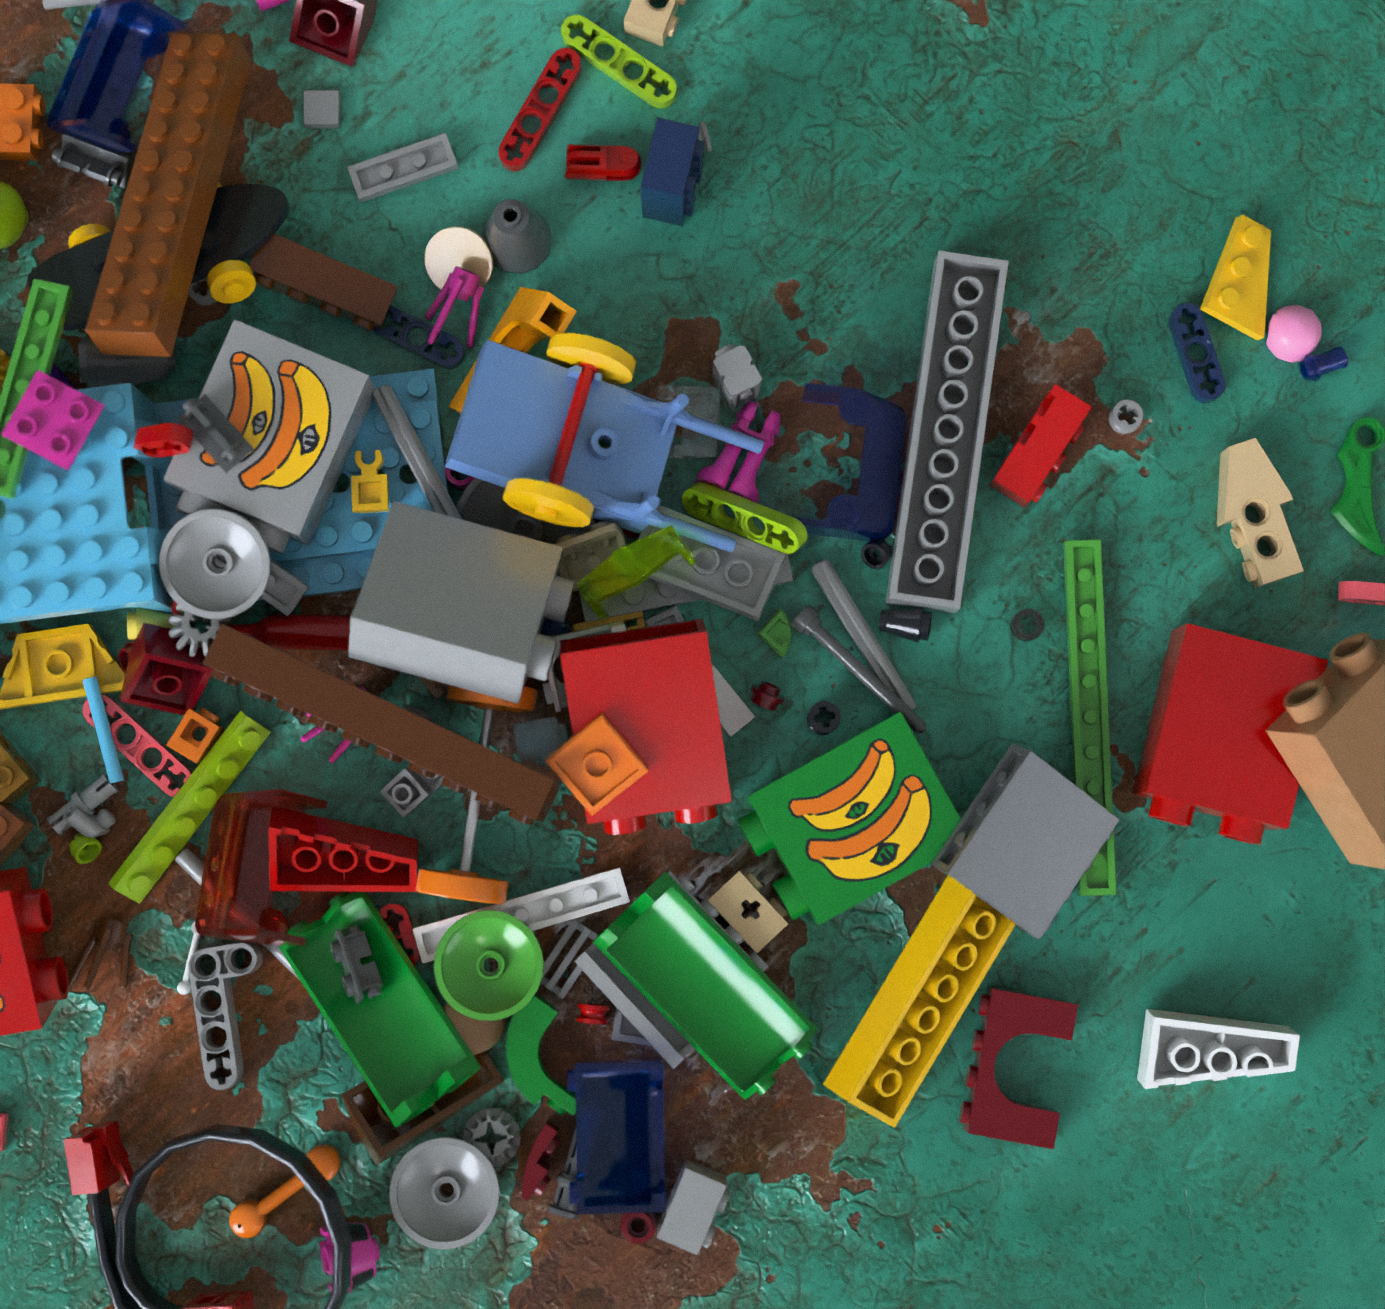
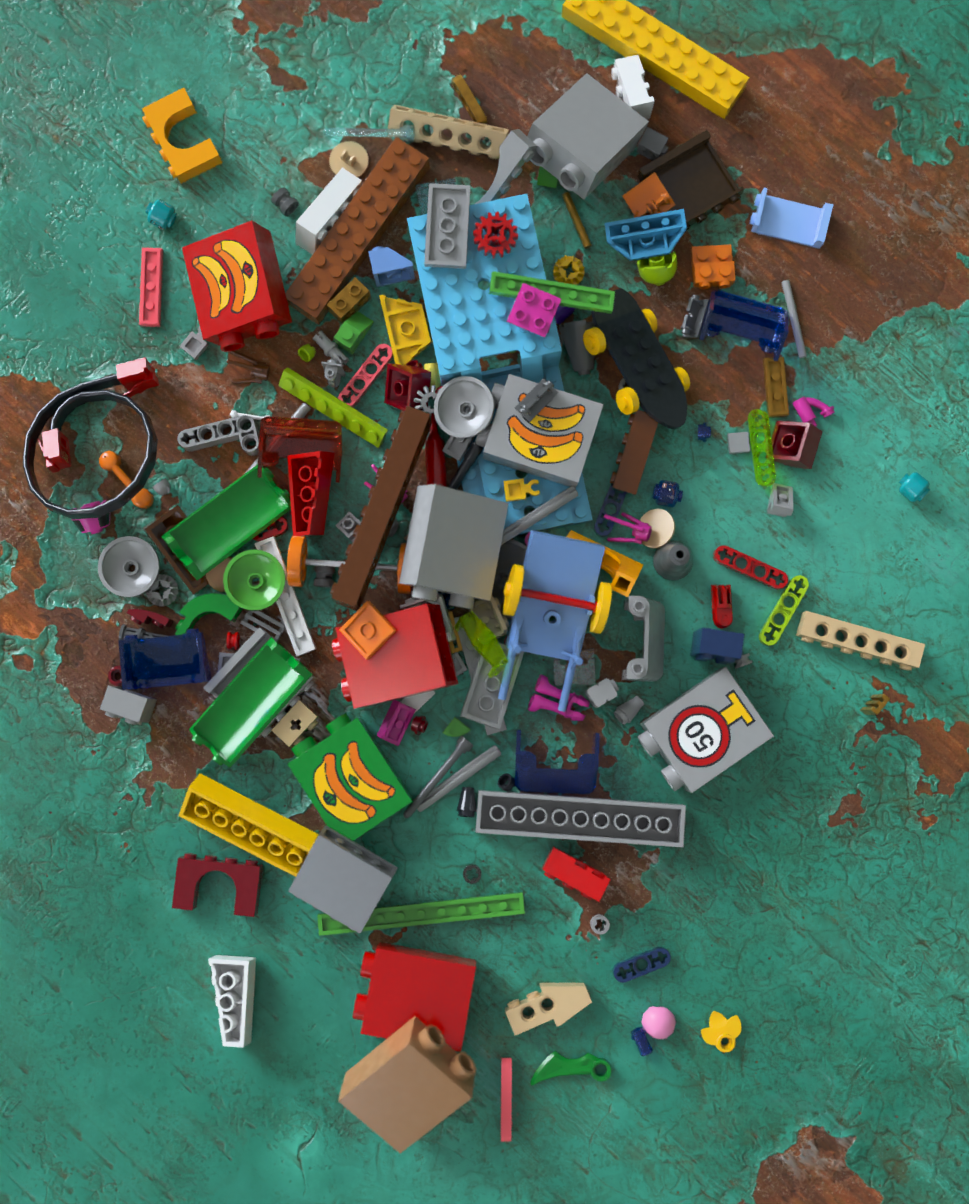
camera: 90 degrees right, 0 degrees up
(47, 1049) = (194, 344): none -> light grey plate
(56, 761) = (353, 332): none -> bright green slope
(91, 825) = (318, 352): light grey arm -> none
(103, 730) = (371, 356): medium azure bar -> none
(123, 799) = (333, 372): none -> light grey hinge
(164, 440) = (530, 372): red beam -> none
(169, 196) = (674, 362): dark orange brick -> none
(184, 738) = (368, 401): orange brick -> none
(258, 36) = (775, 387): none -> pearl gold tile
(297, 164) = (704, 431): none -> clear blue plate
(305, 1124) = (162, 487): none -> light grey hinge
(309, 570) = (469, 459): none -> black piece
(333, 63) = (758, 448): none -> clear neon green beam
(358, 977) = (243, 509): dark grey hinge -> none
(399, 236) = (667, 493): none -> clear blue head
(402, 167) = (708, 491): light grey plate -> none
(430, 46) = (780, 500): none -> light grey slope
(492, 843) = (324, 576): none -> dark grey wheel
(539, 739) = (382, 597): clear light blue brick -> none
(612, 280) = (650, 666): none -> light grey windscreen
(699, 503) = (511, 725): lime beam -> none
(759, 737) = (396, 722): none -> dark pink slope
(769, 336) = (628, 710): none -> light grey cone
(815, 209) = (704, 731): none -> light grey brick
(829, 708) = (403, 755): black bush -> none
(1241, 279) = (688, 988): yellow wing -> none
(1309, 230) = (722, 1028): none -> yellow plate

